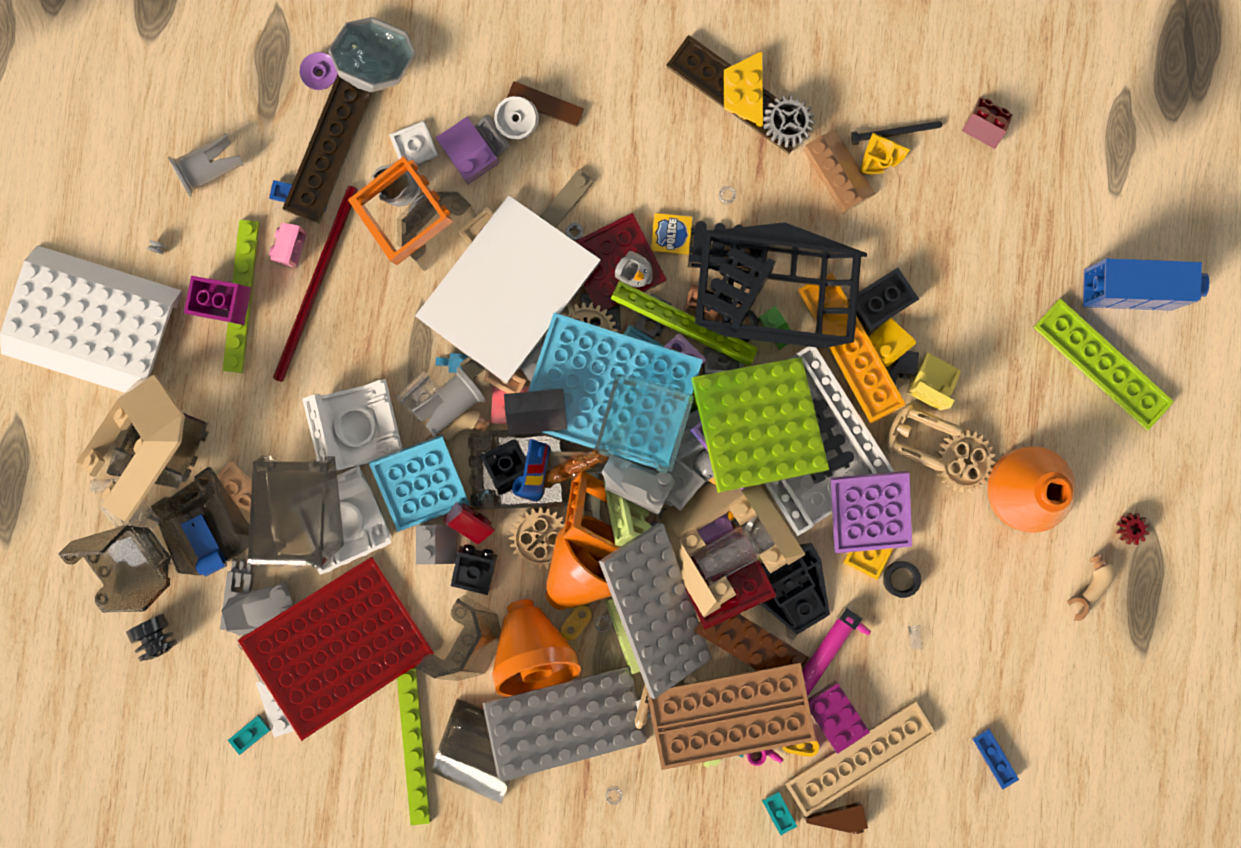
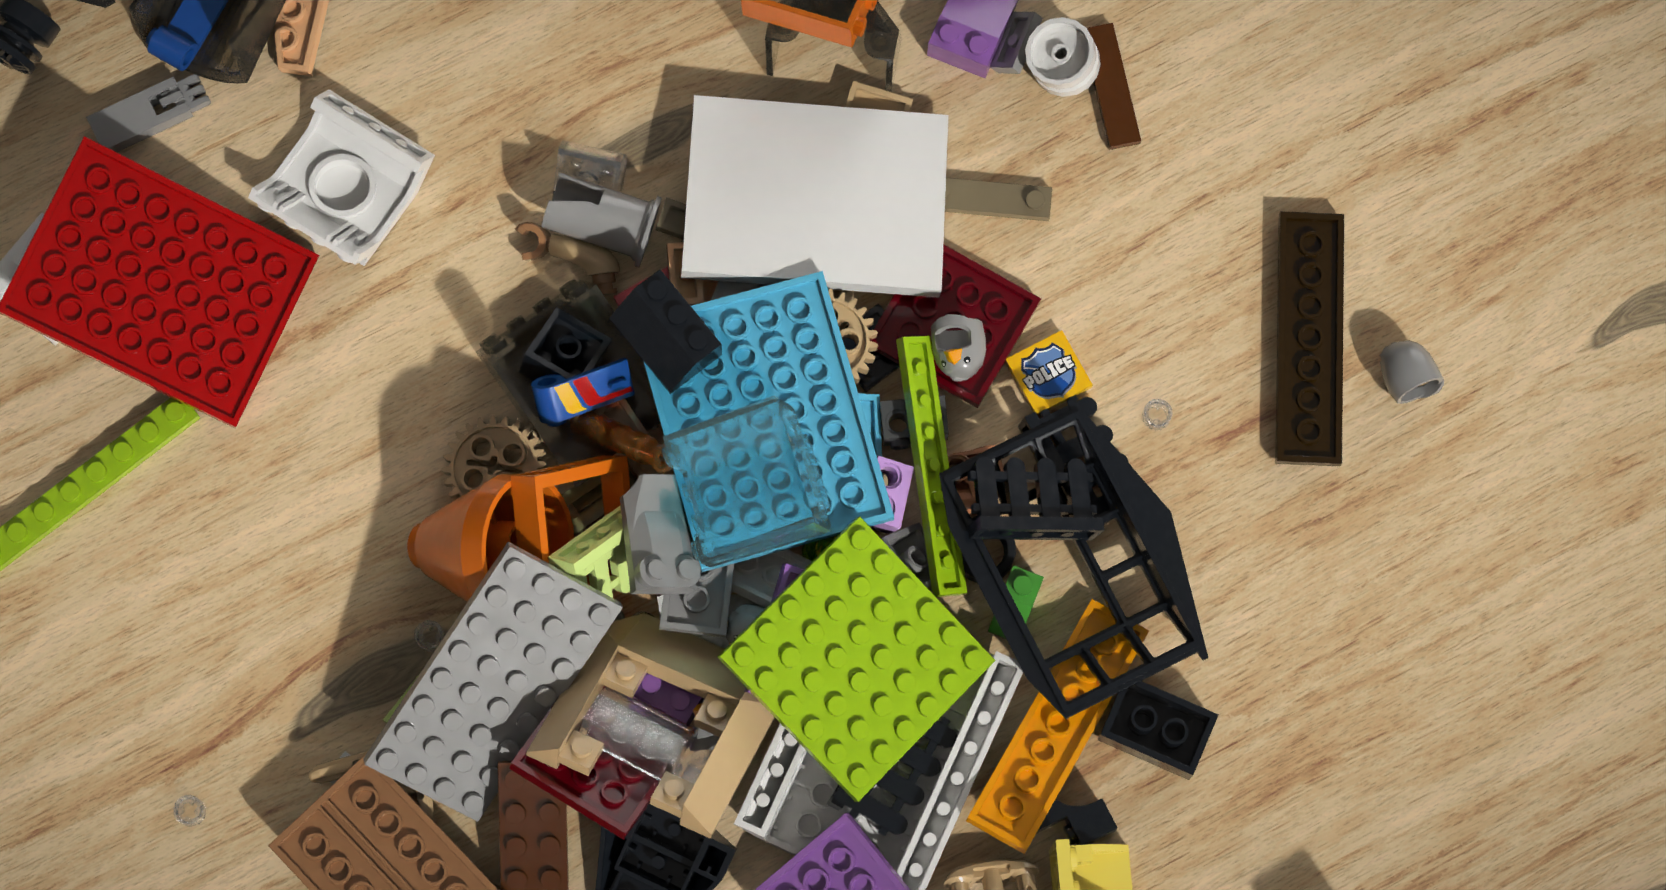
camera: 55 degrees right, 10 degrees down
(255, 608) = (142, 137): light grey slope -> none
(294, 513) = (312, 105): clear smoke windscreen -> none
(353, 424) = (483, 113): white panel -> none
(419, 482) = (464, 251): medium azure plate -> none
(436, 544) = (392, 331): light grey slope -> none
(452, 363) = (661, 188): dark azure plate -> none
(466, 522) = (451, 353): dark red slope -> none
(467, 753) = (137, 572): clear smoke windscreen -> none
(474, 569) = (390, 404): black plate -> none
(474, 646) = (282, 466): clear smoke windscreen -> none
(531, 652) = (318, 555): orange cone -> none
(563, 723) = (248, 663): light grey plate -> none
(576, 622) = (407, 595): yellow plate -> none
(579, 228) = (962, 229): light grey bush -> none
(745, 89) = (1322, 338): yellow wing -> none
(783, 115) = (1307, 426): light grey gear -> none
(788, 57) = (1406, 367): none -> light grey piece
(838, 171) = (1301, 547): medium nougat slope -> none
(855, 137) = (1413, 591): black bar -> none
(882, 154) = (1366, 592): yellow brick -> none
(891, 342) = (1104, 778): yellow plate -> none
(987, 122) = (1518, 712): slope -> none

